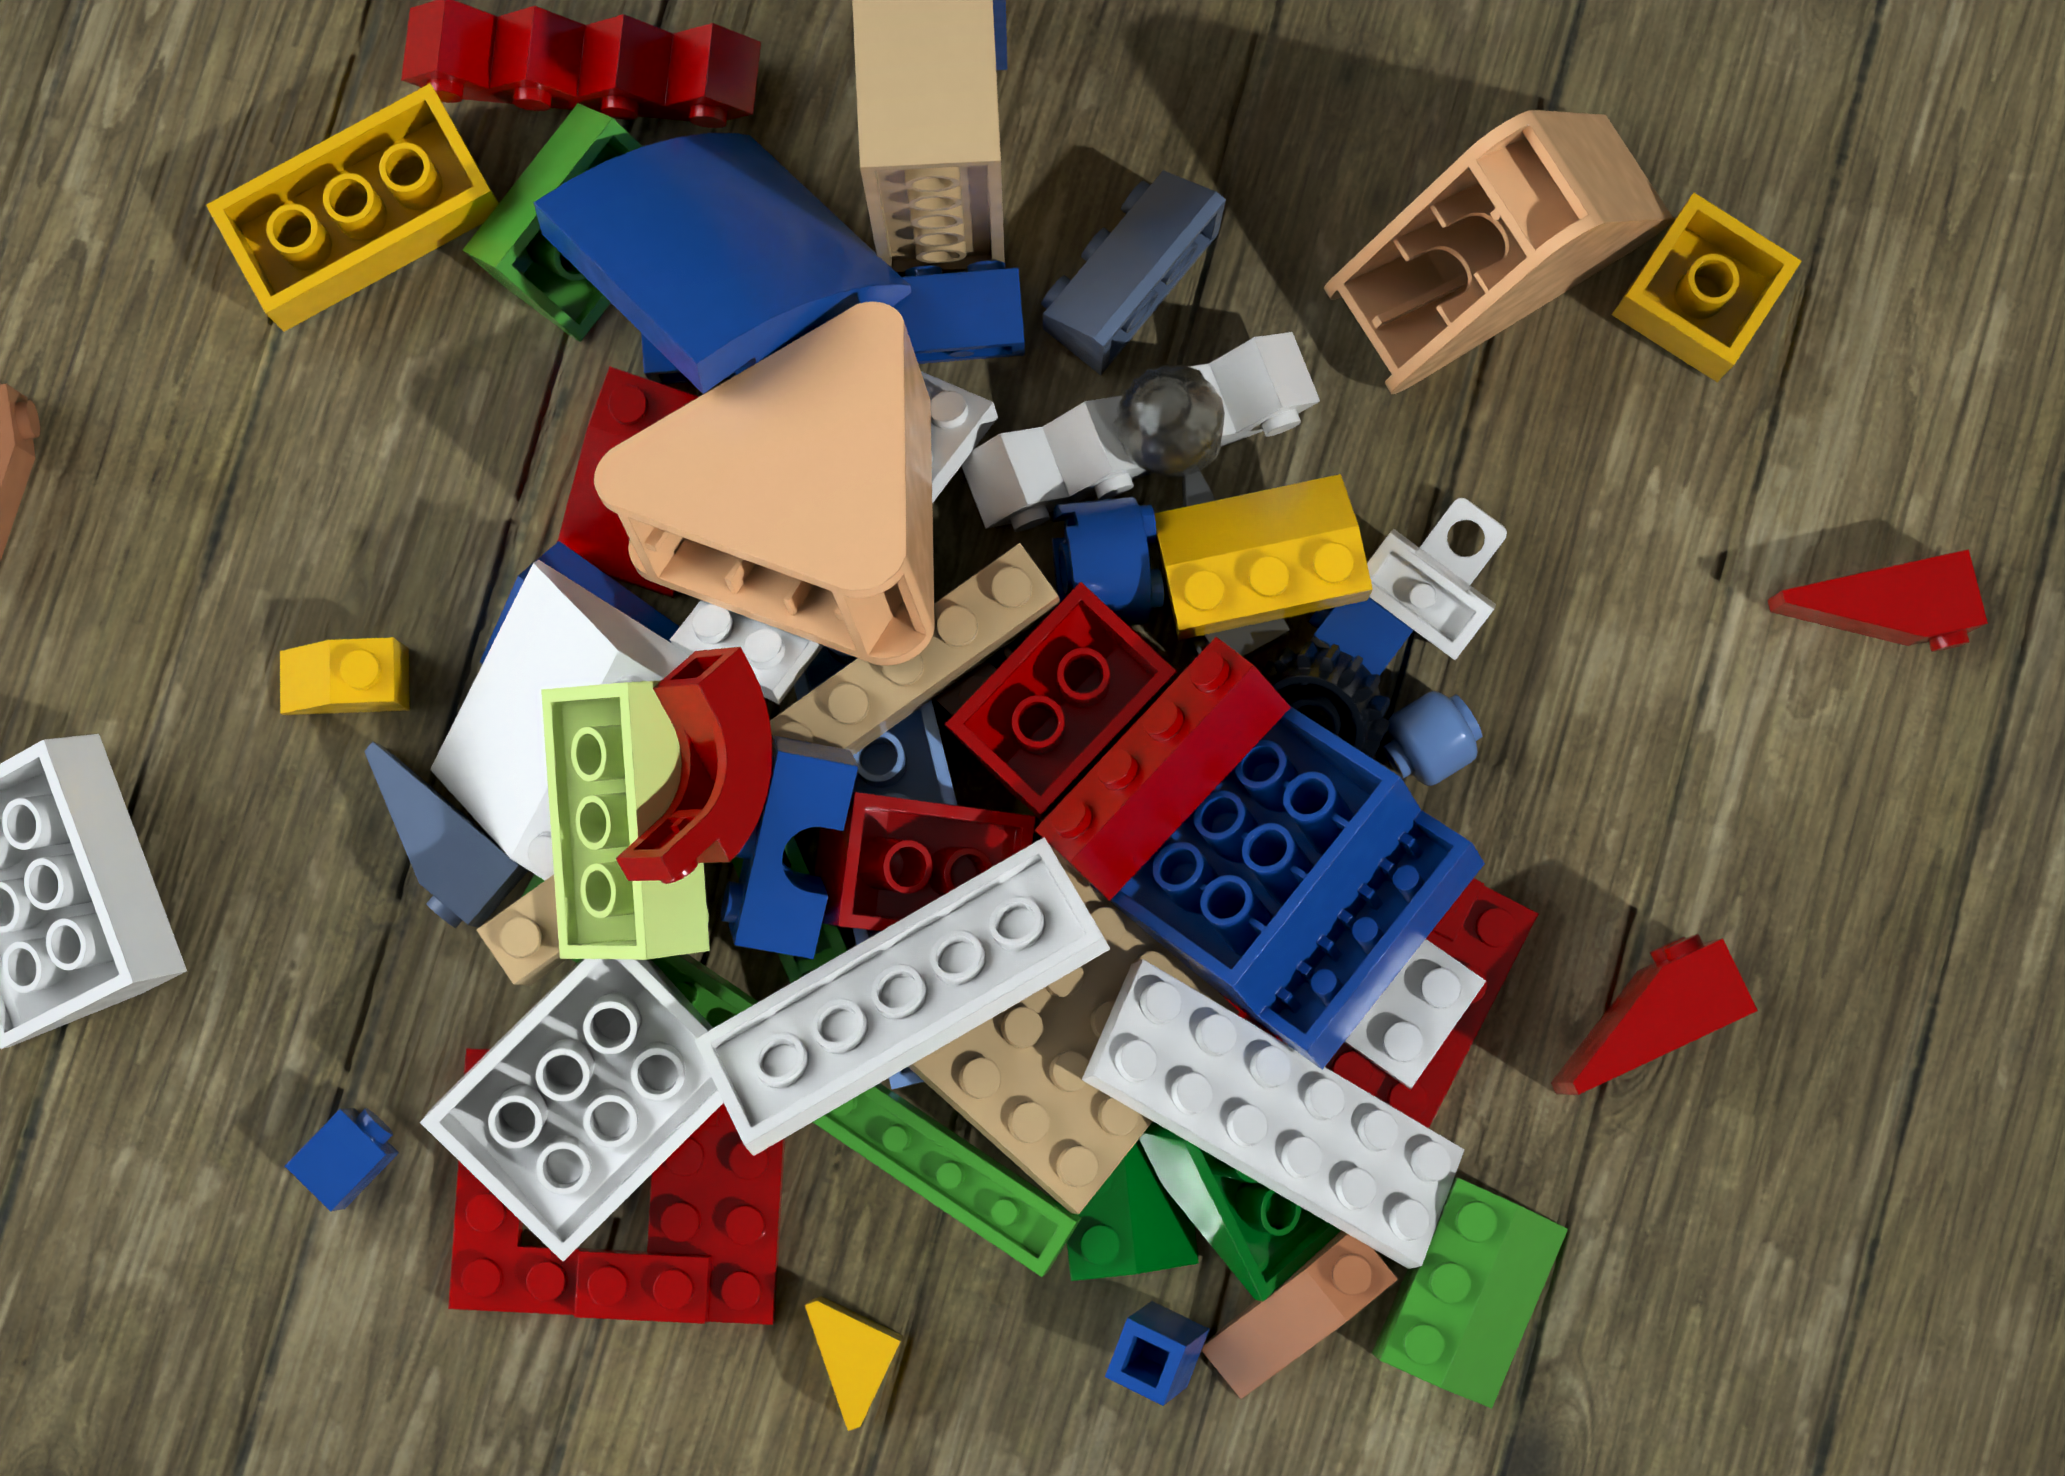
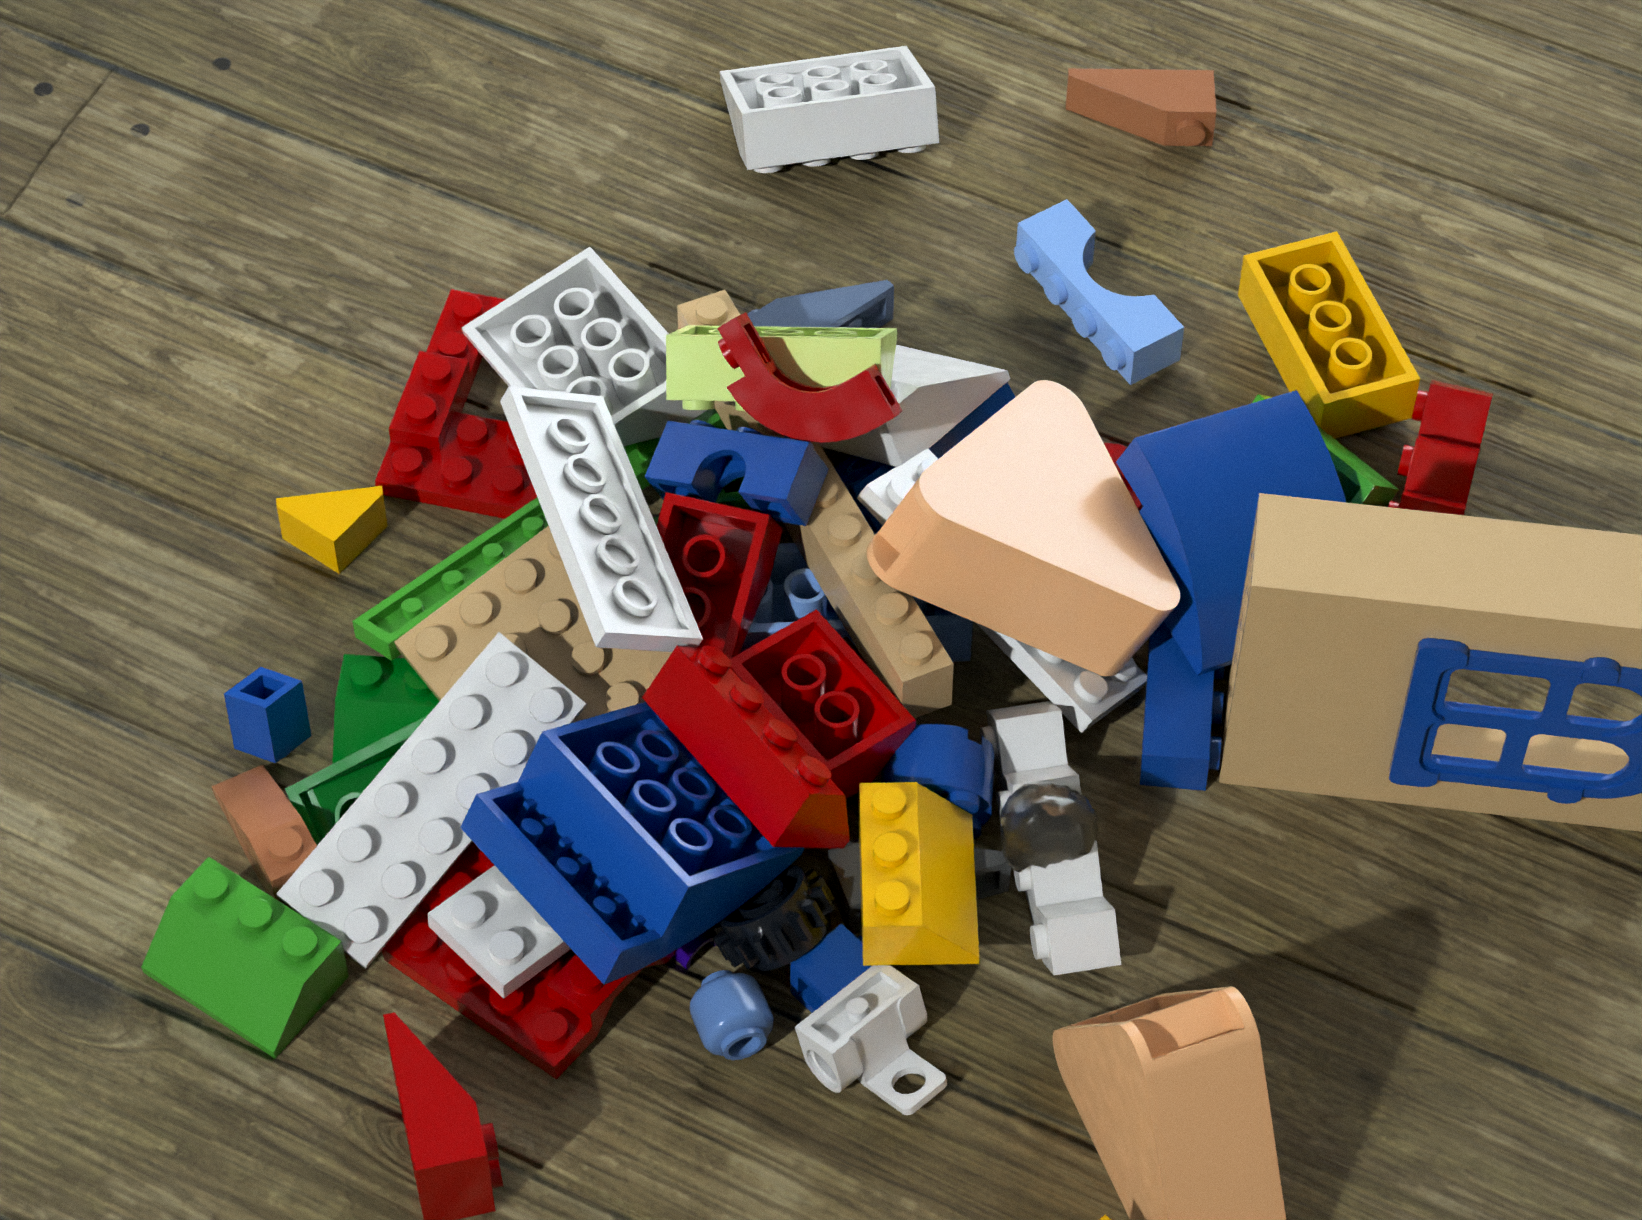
camera: 100 degrees right, 30 degrees down
(263, 555) = (1130, 331): none -> light blue arch
(343, 1157) = (577, 228): blue brick -> none
(345, 677) = (949, 298): yellow slope -> none
(1132, 268) = (1194, 854): sand blue slope -> none

